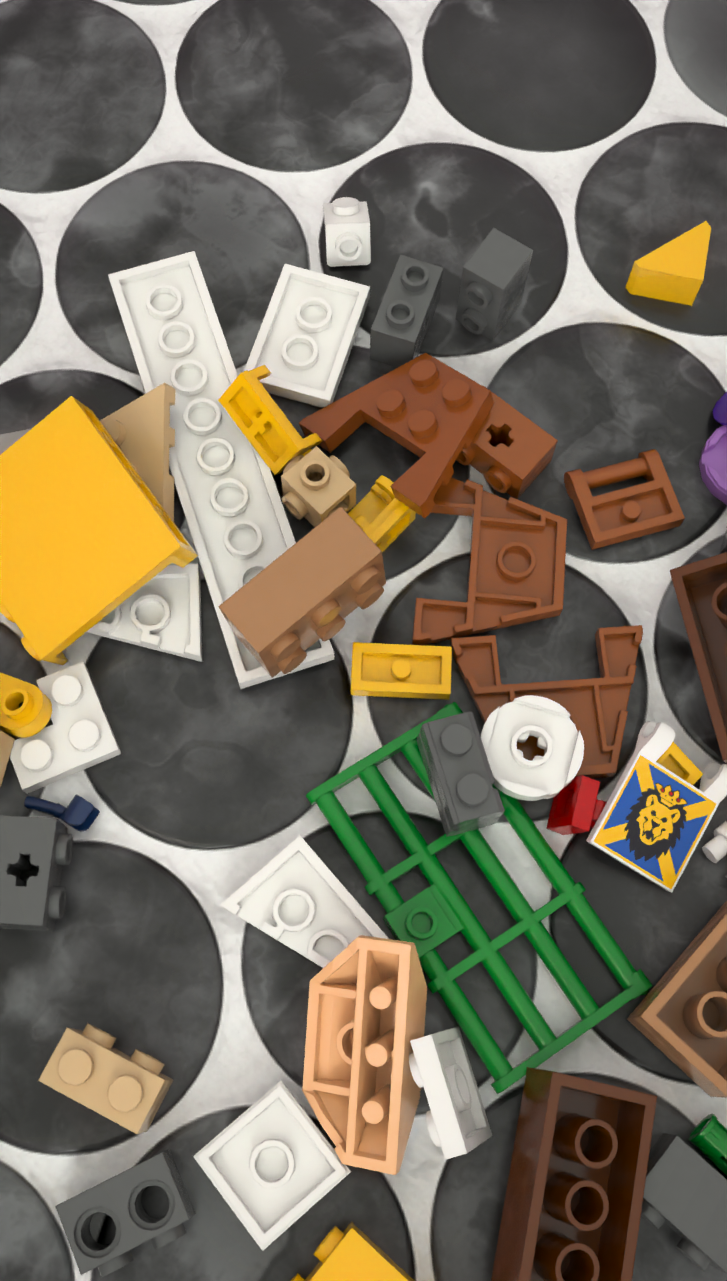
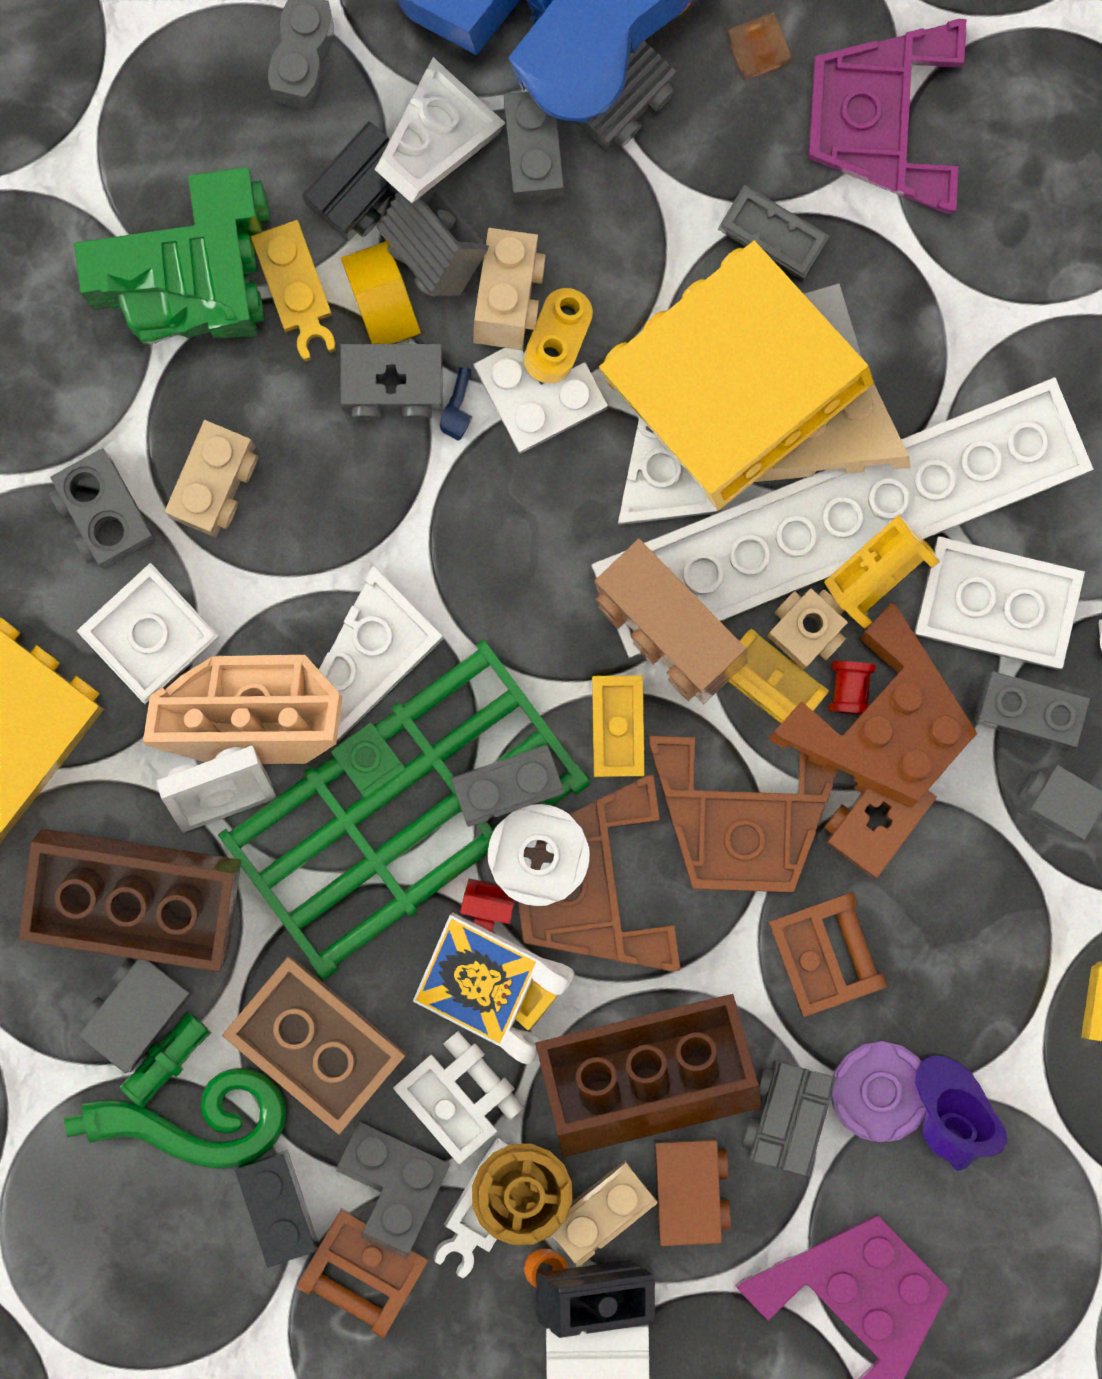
camera: 85 degrees right, 15 degrees up
(375, 459) = (851, 687): none -> red bush

